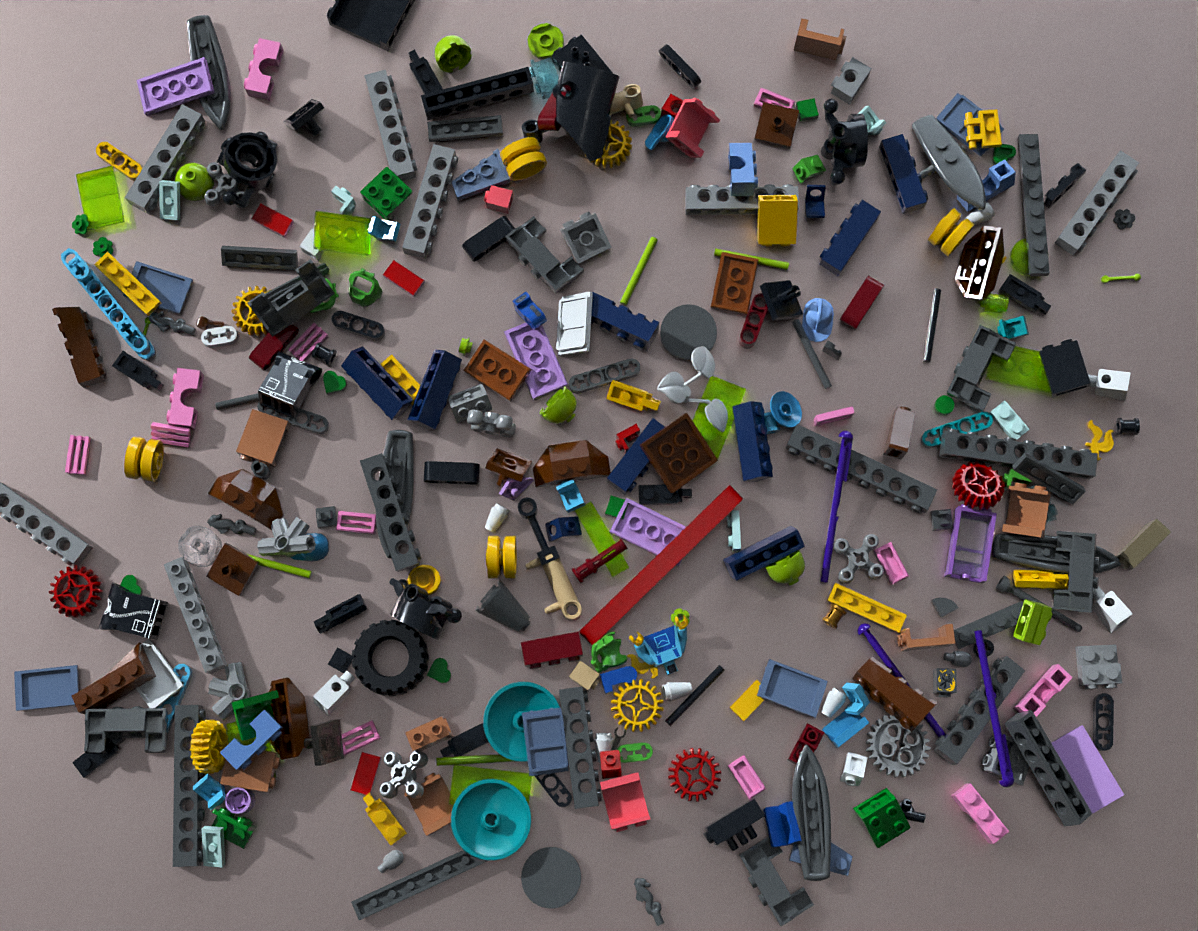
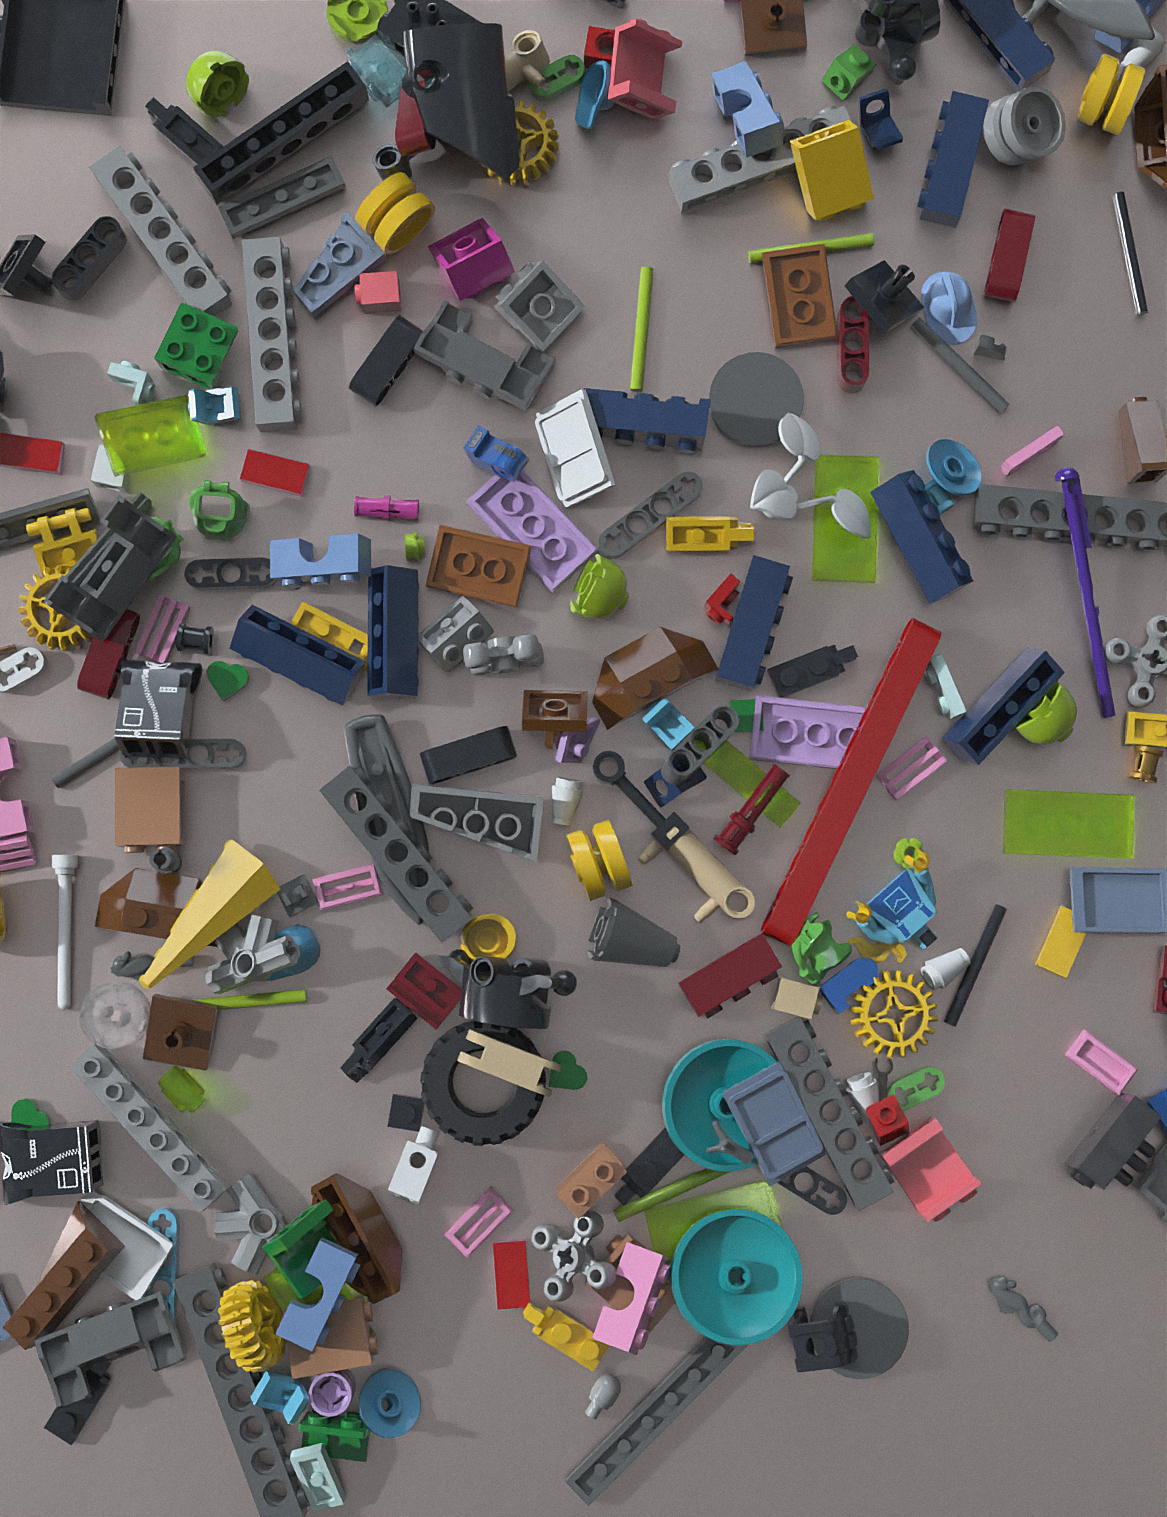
camera: 20 degrees left, 5 degrees up
(203, 454) = (64, 867): none -> white piece
(221, 601) = (182, 1090): none -> clear neon green brick
(271, 279) = (66, 549): none -> yellow plate
(277, 820) = (402, 1403): none -> dark azure dish
(289, 500) = (227, 895): none -> yellow wedge
(325, 742) = (433, 1252): clear smoke tile -> none
(351, 117) = (90, 243): none -> black beam
(377, 595) = (425, 991): none -> dark red plate
(407, 649) = (508, 1062): none -> tan piece
(418, 824) = (628, 1327): none -> bright pink arch
(423, 339) = (346, 560): none -> medium blue arch
(448, 510) = (489, 817): none -> light grey wedge
(458, 319) = (386, 508): none -> dark pink pin
(513, 743) = (729, 1147): none -> dark grey bar
(534, 877) = (835, 1333): none -> black piece
(557, 199) = (472, 259): none -> dark pink slope
(588, 506) = (710, 735): none -> dark grey beam
(678, 452) = (814, 595): reddish brown plate -> none
(703, 759) = (1050, 1093): red gear -> none
(715, 565) = (932, 751): none -> bright pink tile
(778, 634) = (1068, 824): none -> clear neon green tile
(895, 233) = (1024, 126): none -> light grey wheel

